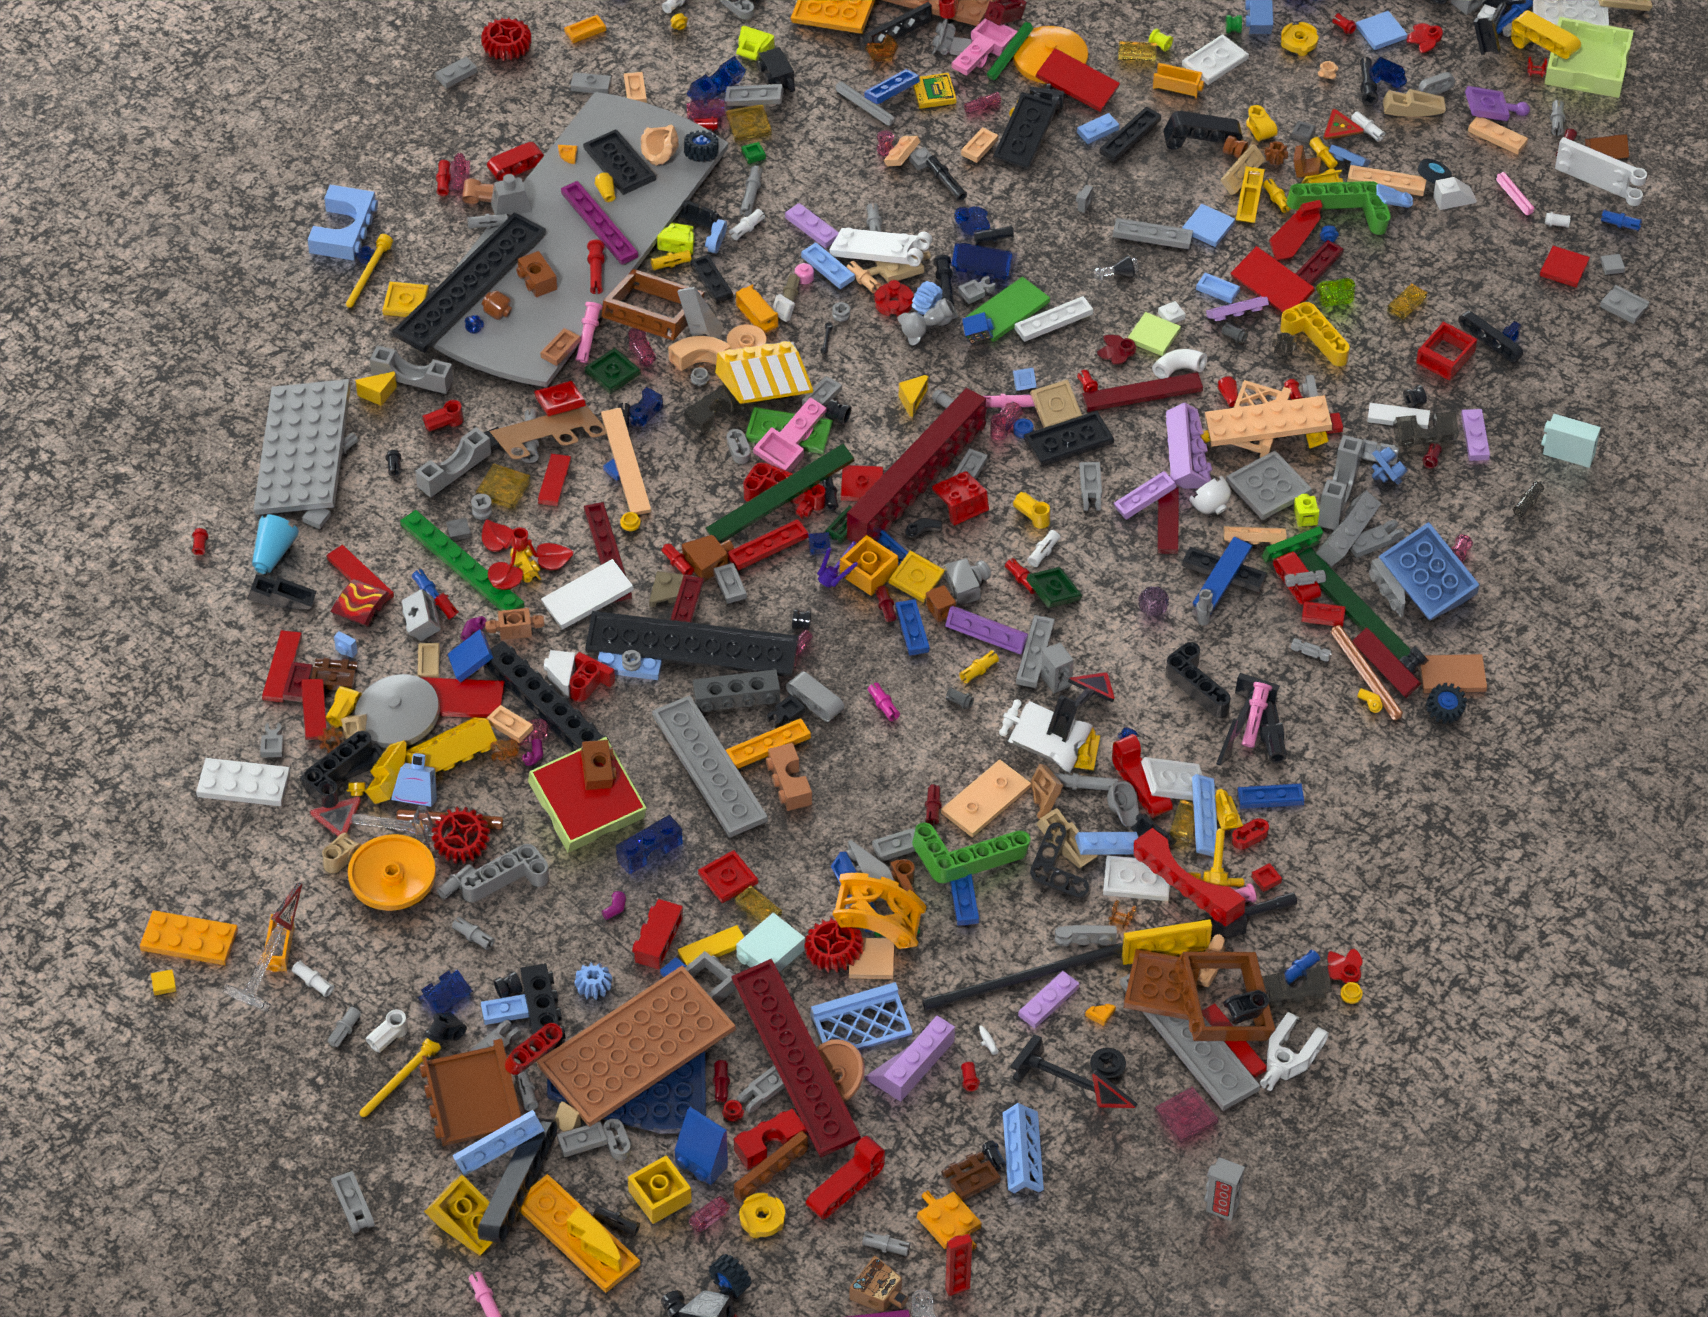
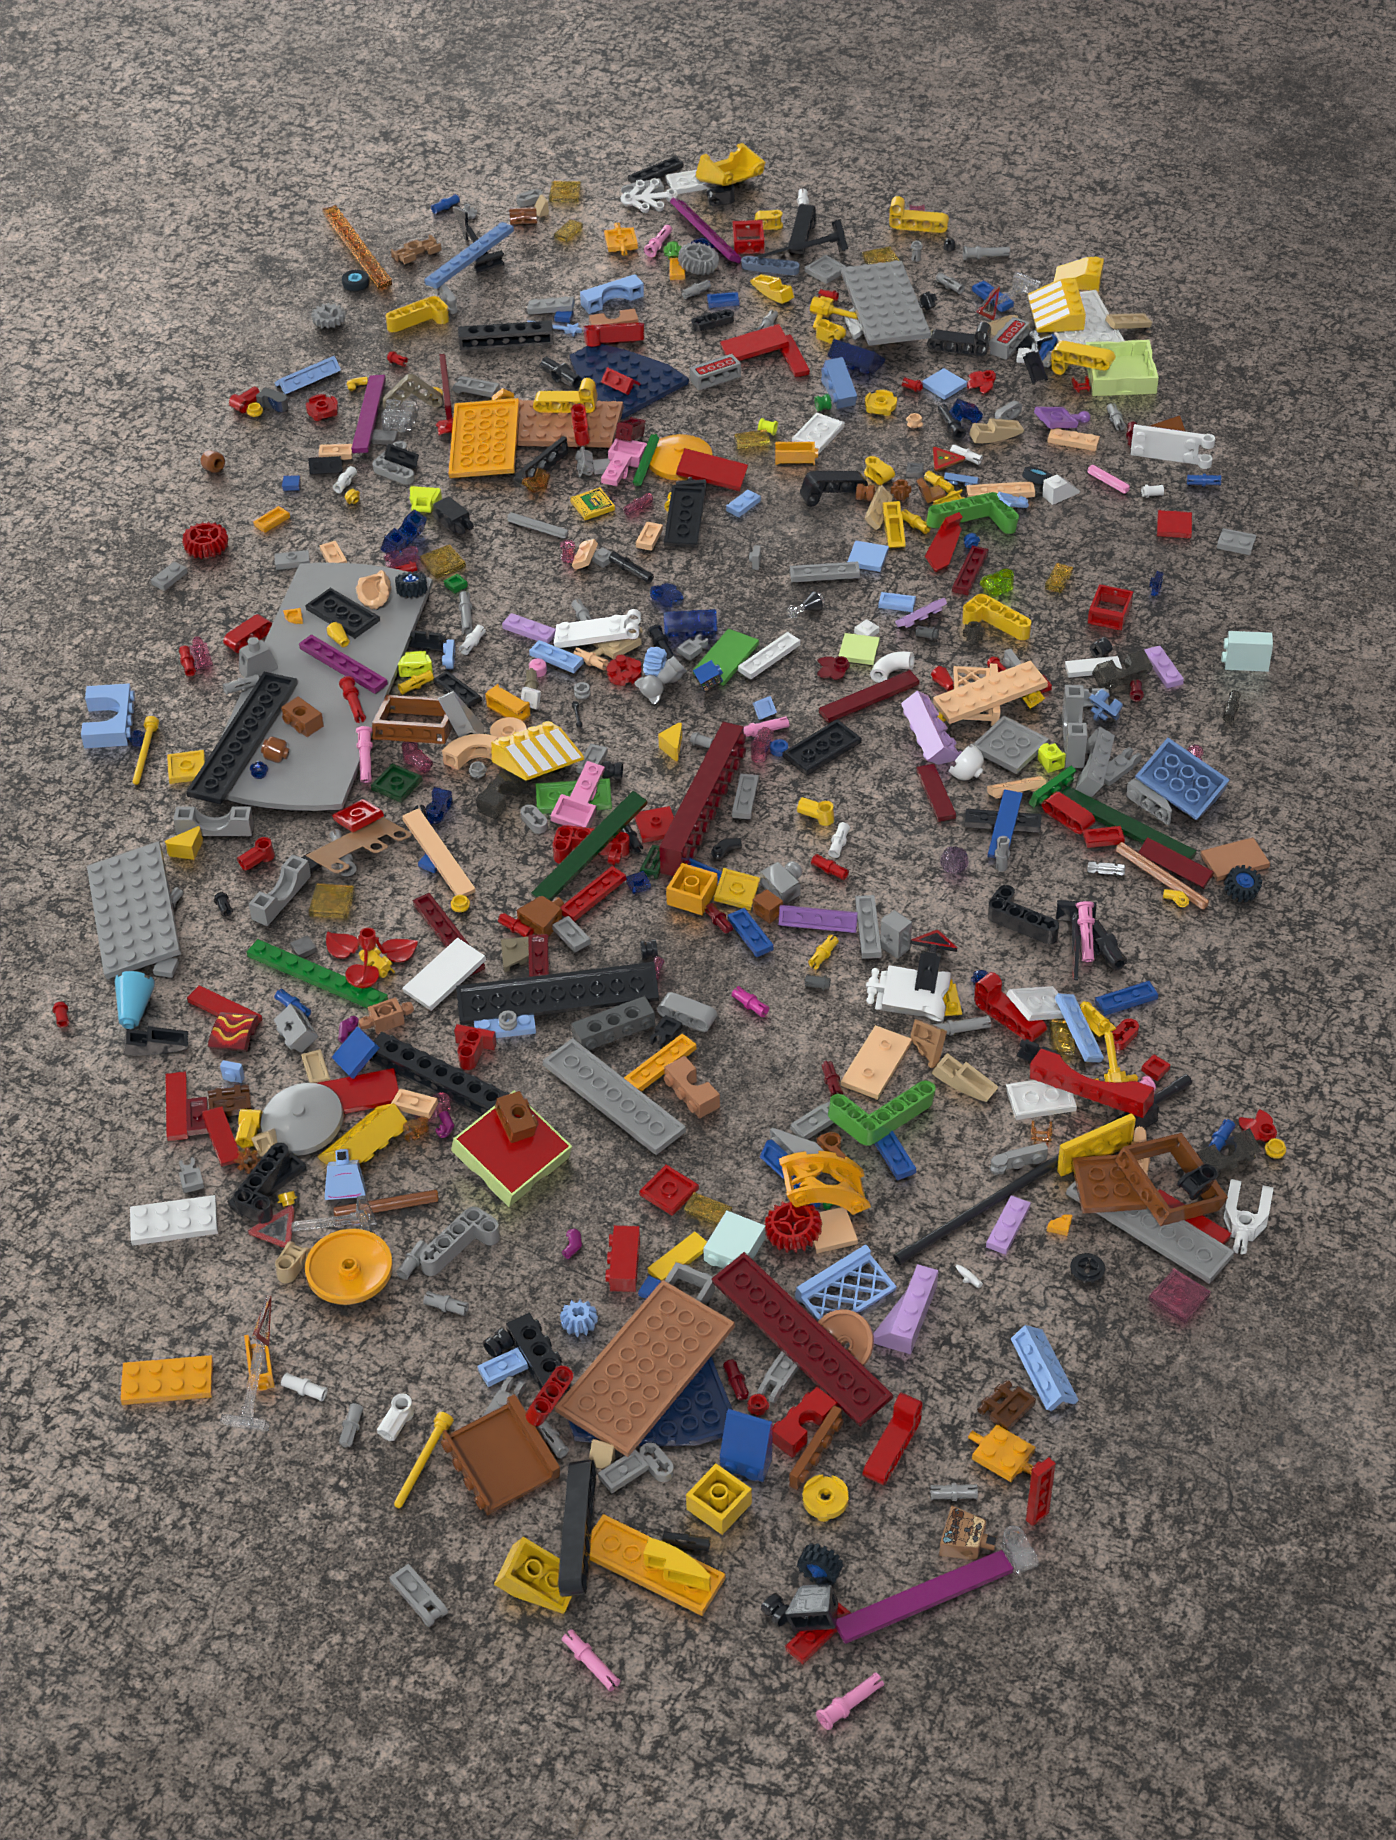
camera: 15 degrees left, 5 degrees down
(163, 982) = (155, 1429): yellow tile -> none
(386, 772) = (312, 1176): yellow slope -> none
(445, 993) = (439, 1366): clear blue bracket -> none
(445, 1028) = (453, 1399): black piece -> none
(446, 605) = (316, 1014): red pin -> none
(452, 839) = (414, 1202): red gear -> none
(475, 191) = (221, 665): nougat piece -> none
(481, 506) = (318, 922): light grey wheel -> none
(498, 1142) = (546, 1496): light blue fence -> none
(554, 480) = (377, 885): red tile -> none
(560, 346) = (344, 771): nougat plate -> none
(560, 669) = (443, 1045): white slope -> none
(634, 851) = (593, 1168): clear blue arch -> none
(709, 1214) = (774, 1510): clear pink beam -> none
(754, 95) = (440, 537): light grey plate -> none
(829, 576) = (659, 906): dark purple plant -> none
(891, 86) = (556, 506): blue plate -> none
(963, 496) = (753, 812): red bracket -> none
(970, 1080) = (969, 1317): red pin -> none
(991, 1150) = (1018, 1379): black pin -> none
(993, 234) = (690, 601): black pin -> none
(1049, 865) = (958, 1104): black beam -> none
(1054, 587) = (862, 869): dark green tile -> none
(1055, 403) = (800, 720): tan tile -> none
(1087, 381) = (819, 698): red pin -> none
(1090, 483) = (857, 779): light grey hinge -> none
(1105, 843) = (1003, 1072): light blue plate -> none
(1106, 1093) = (1101, 1292): black piece -> none
(1123, 801) = (1001, 1034): light grey cap -> none
(1130, 134) = (772, 501): black plate -> none
(1144, 495) = (909, 776): lavender plate -> none
(1224, 1188) = (1250, 1352): light grey brick -> none
(1272, 280) = (938, 583): red tile -> none
(1305, 578) = (1078, 809): light grey axle -> none
(1413, 660) = (1200, 853): black wheel -> none
(1491, 336) = (1118, 579): black beam -> none
(1612, 264) = (1212, 514): light grey tile -> none

